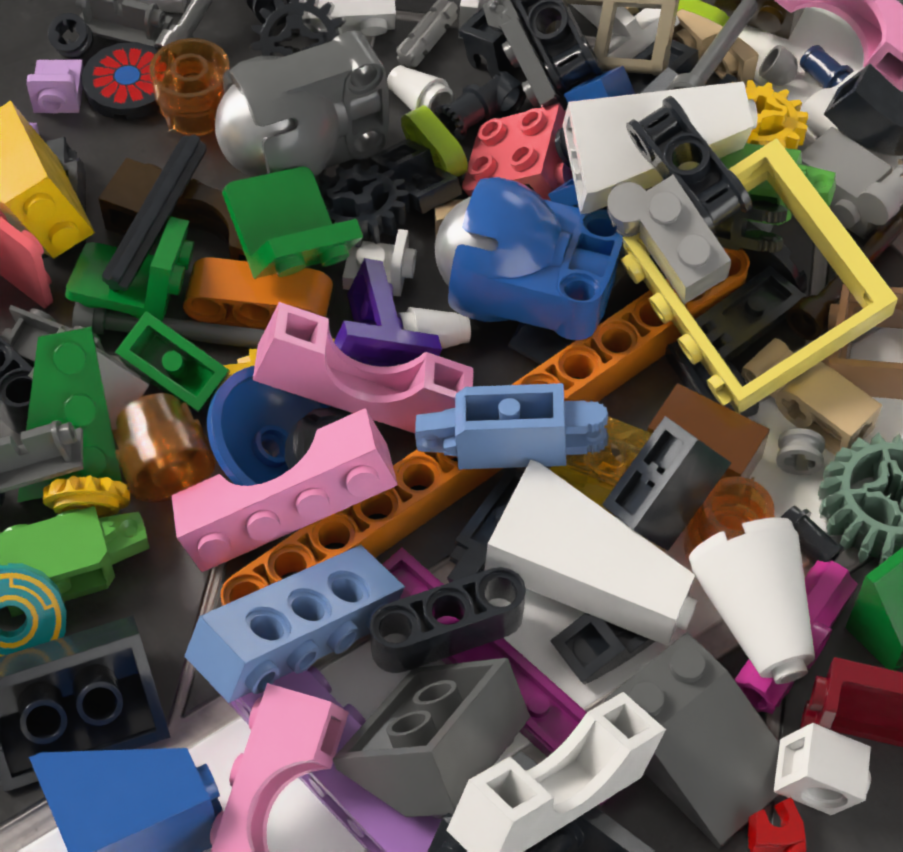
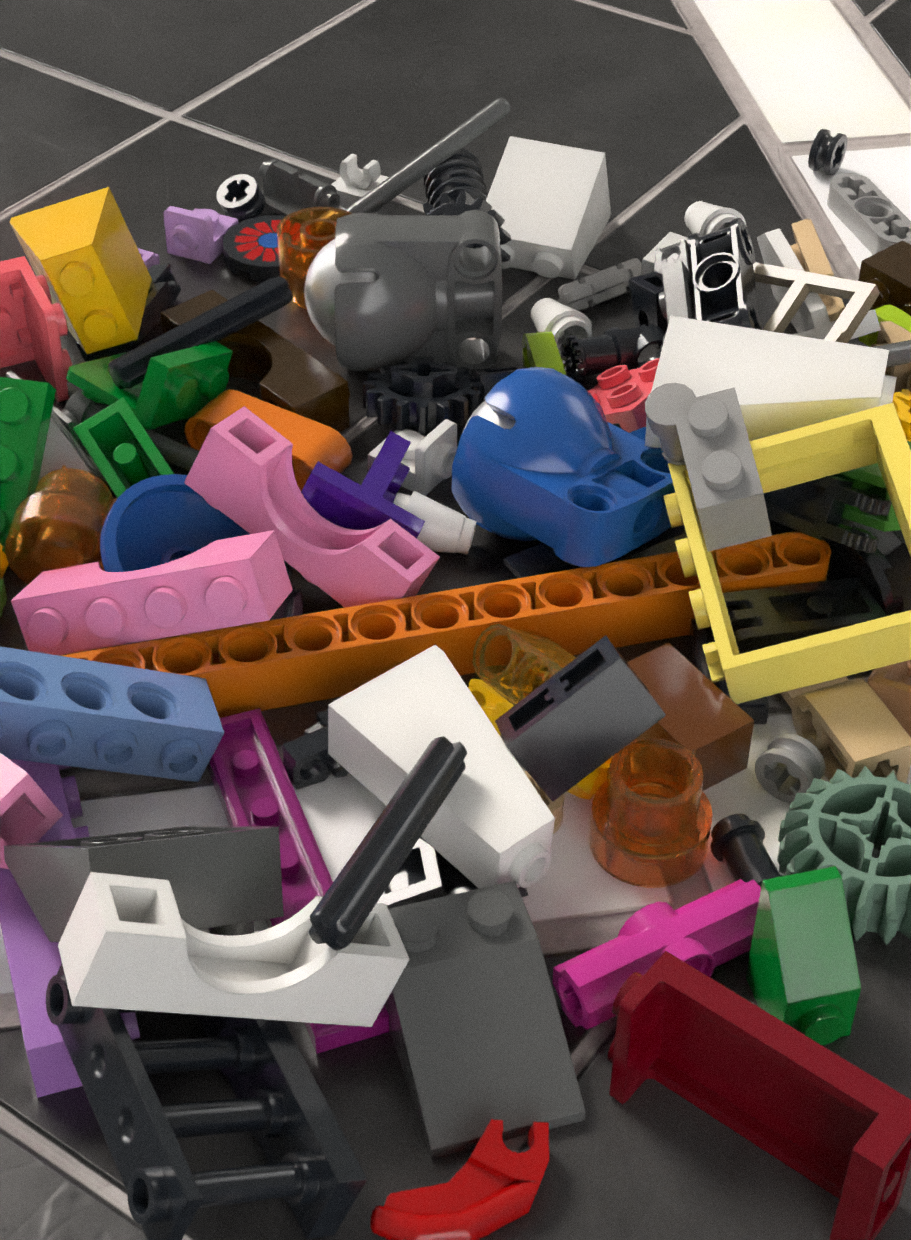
camera: 25 degrees right, 15 degrees down
(286, 223) = (323, 372): green bracket -> none
(463, 599) = (248, 779): black beam -> none
(512, 426) = (430, 598): medium blue hinge -> none
(613, 649) = (387, 845): none -> black axle
(670, 140) = (771, 400): black piece -> none
(760, 595) = (623, 858): white cone -> none
(822, 769) = (607, 1105): white brick -> none

